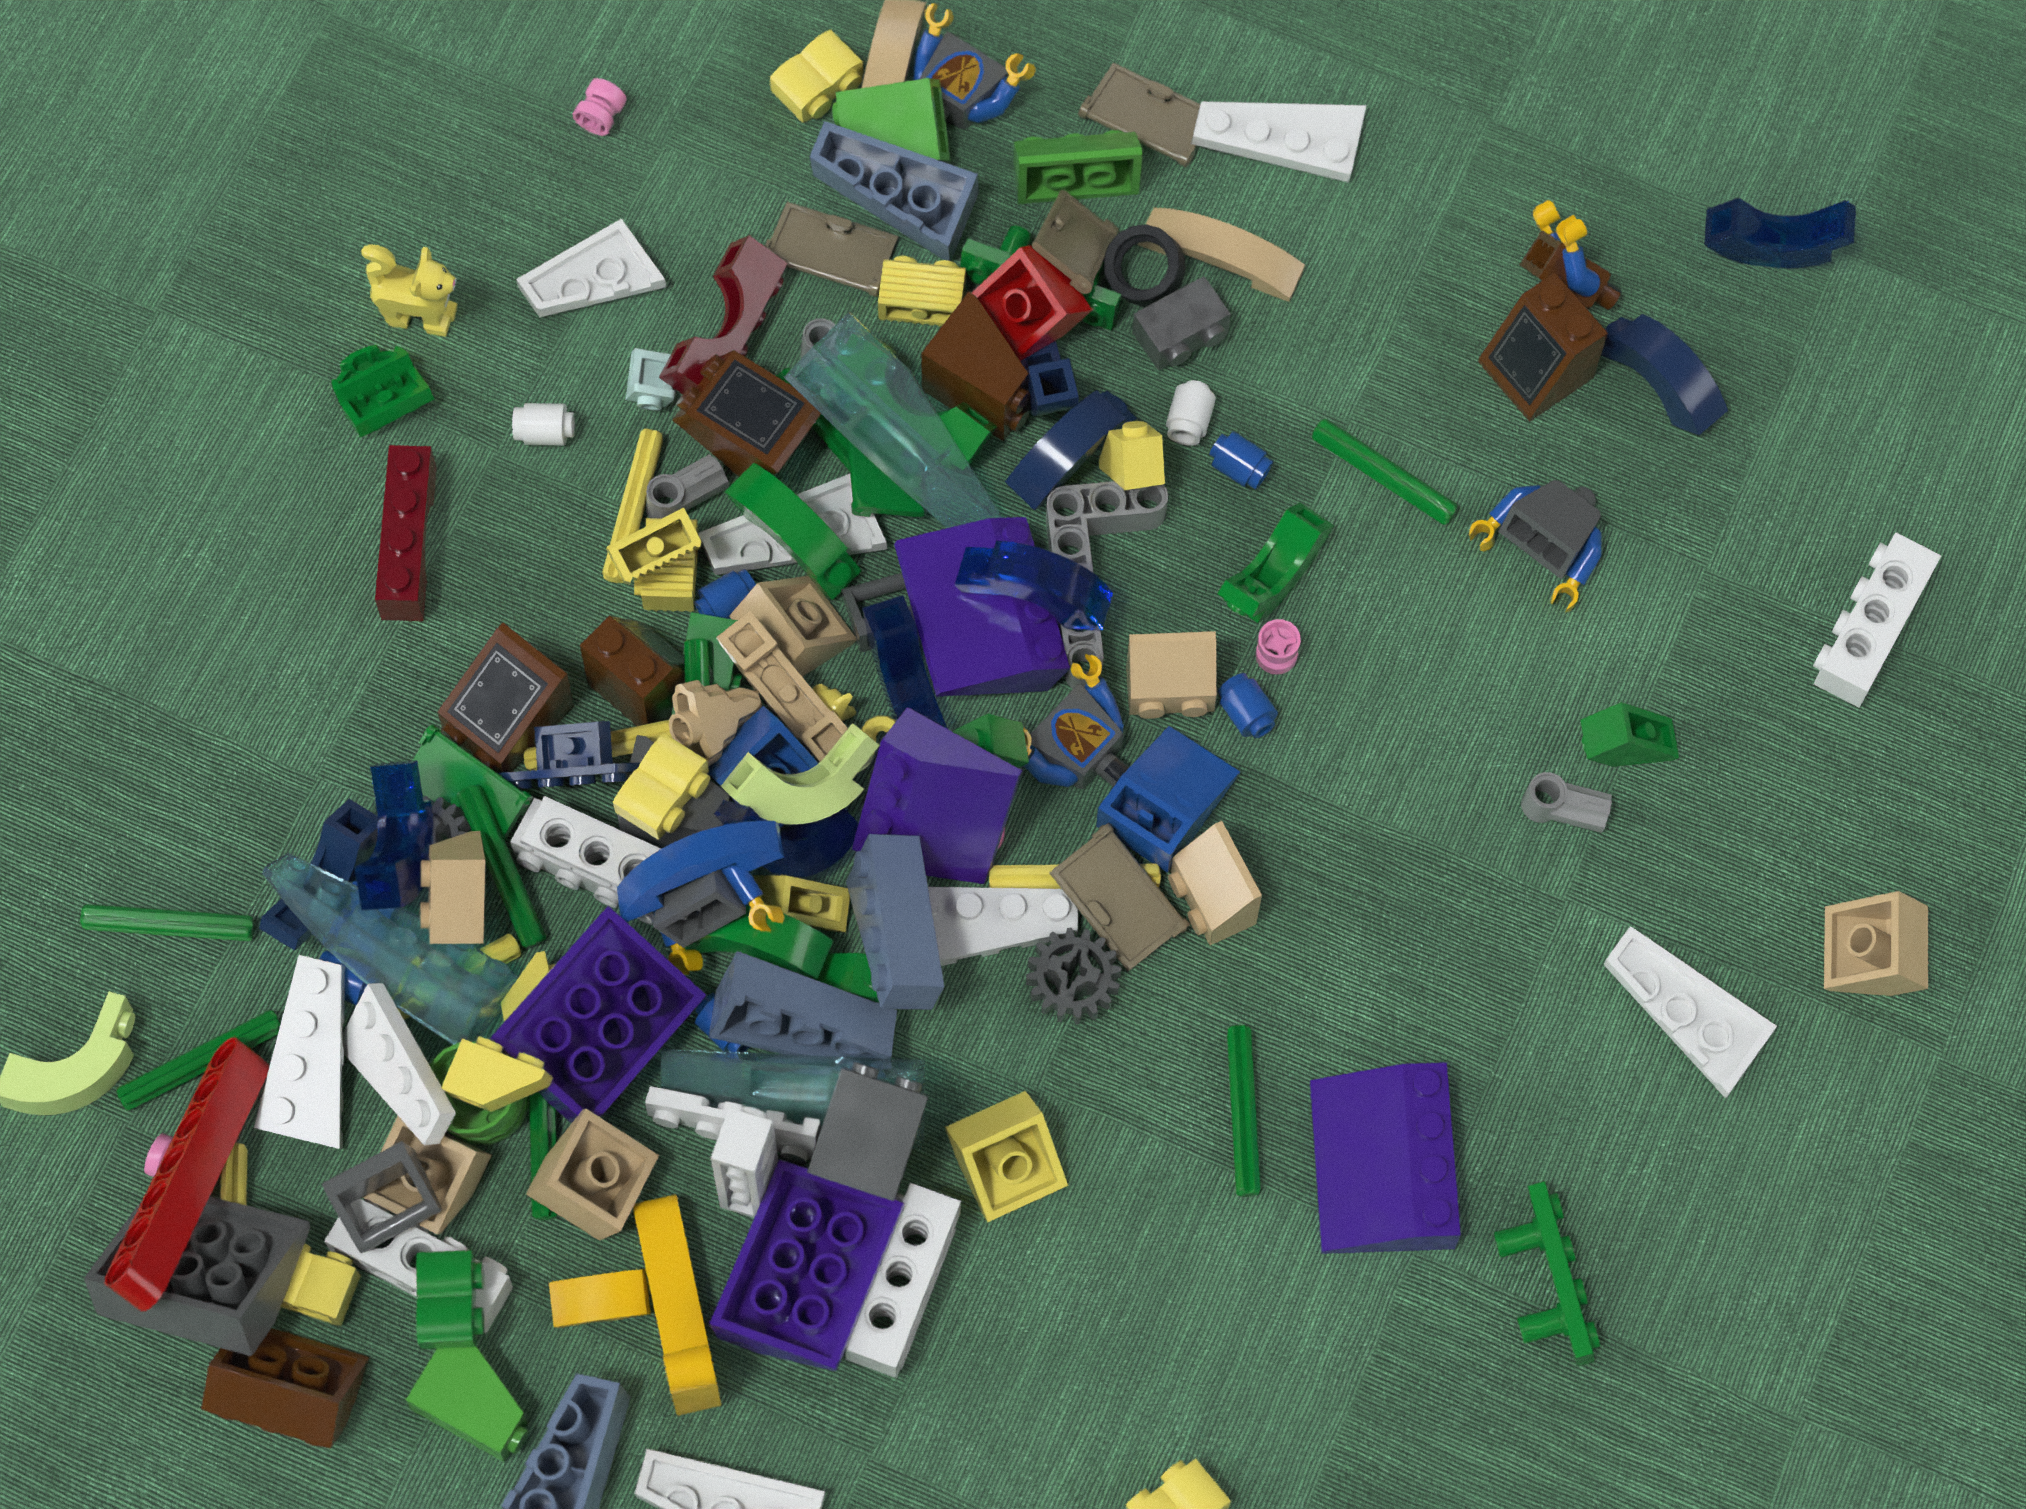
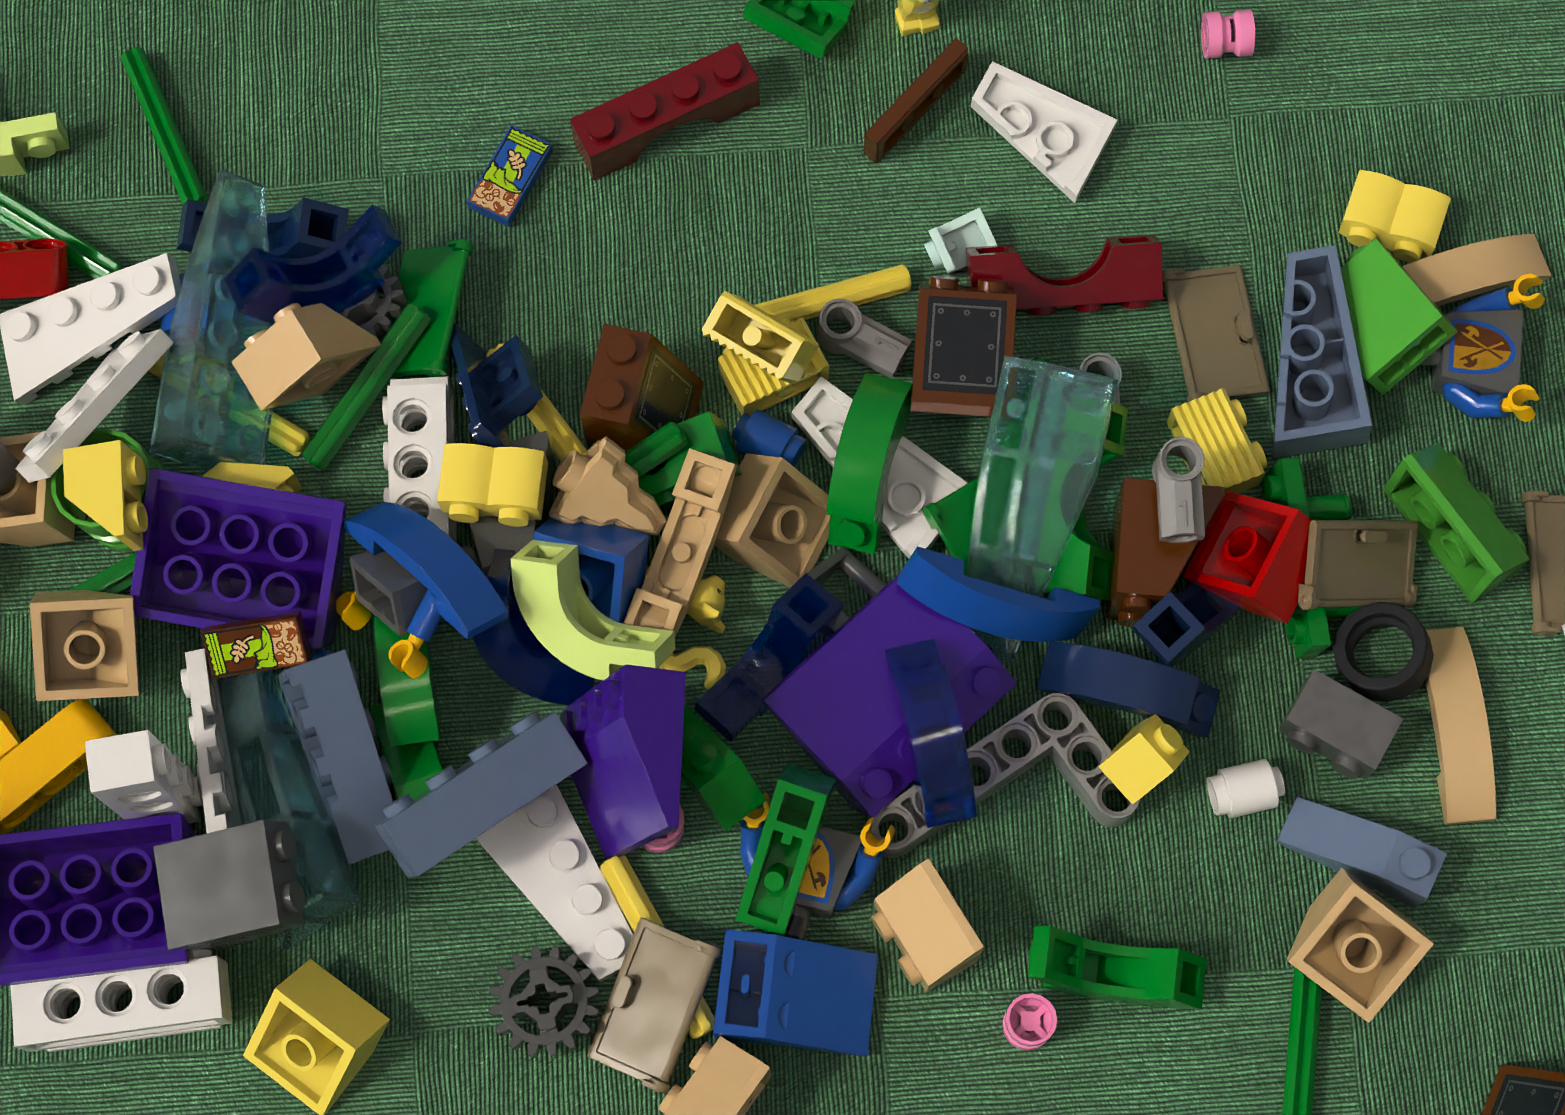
camera: 65 degrees right, 5 degrees up
(382, 678) = (510, 176): none -> tile
(503, 699) = (537, 292): slope -> none
(512, 346) = (915, 101): none -> reddish brown tile
(543, 424) = (854, 170): white brick -> none
(676, 1038) = (256, 645): none -> tile
(808, 901) = (474, 689): light yellow slope -> none
(934, 517) = (991, 608): none -> blue slope
(960, 320) = (1180, 495): none -> light grey piece
(1062, 733) = (785, 848): none -> green slope
(1240, 460) = (1222, 870): blue brick -> none
(1247, 706) = (943, 1025): blue brick -> none
(1280, 360) = (1367, 850): none -> sand blue slope
(1346, 396) = (1357, 945): none -> tan slope

